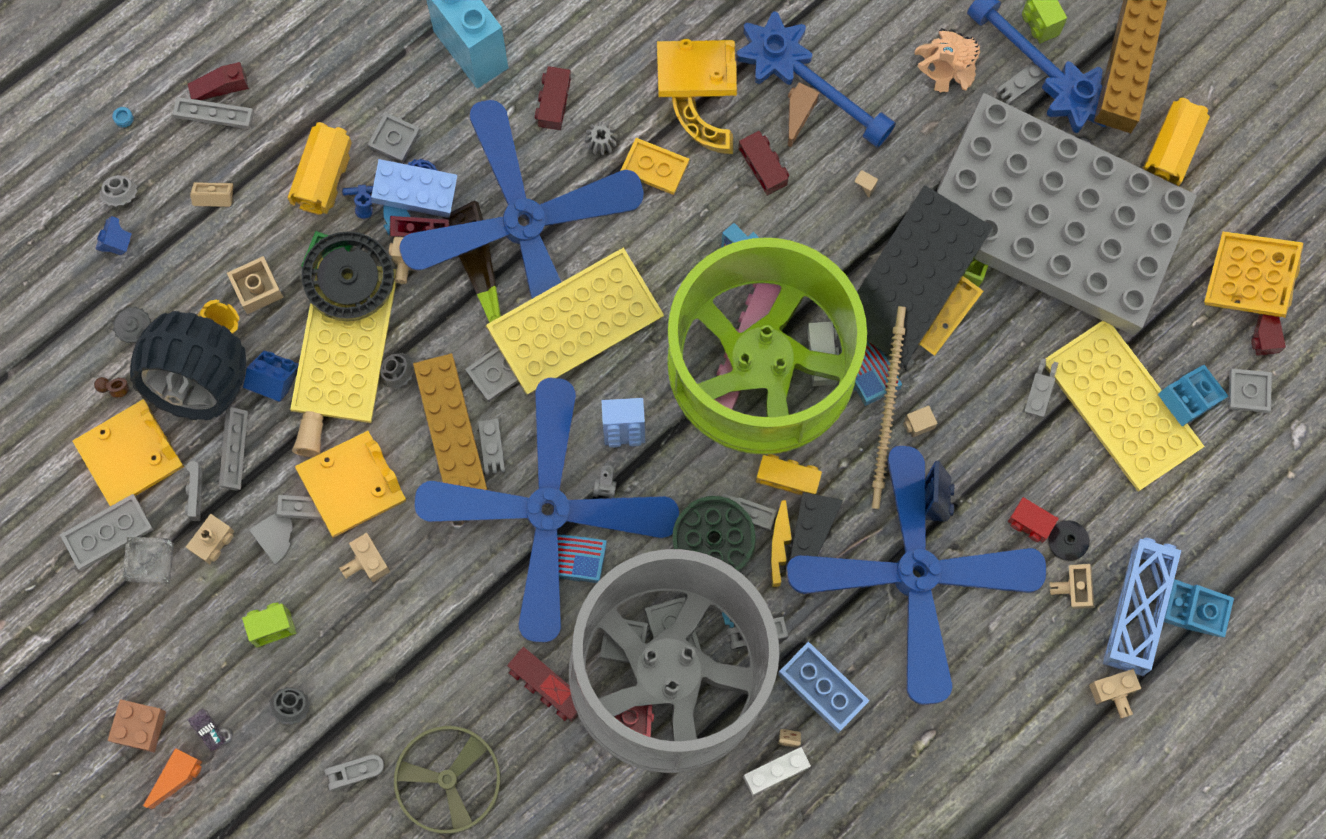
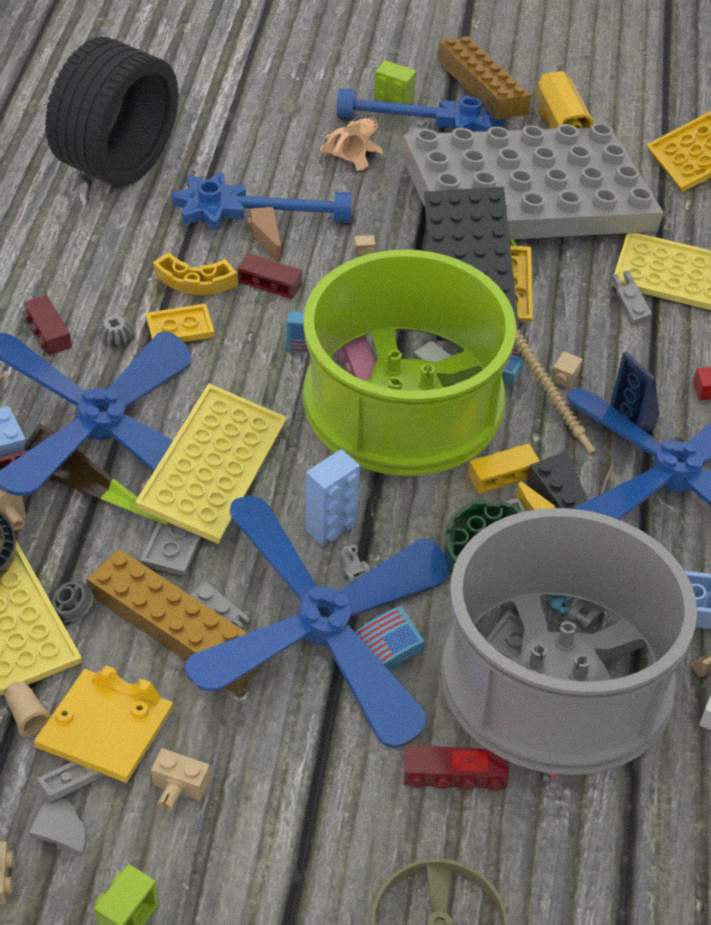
camera: 40 degrees left, 25 degrees down
(696, 68) = (159, 238): yellow piece -> none

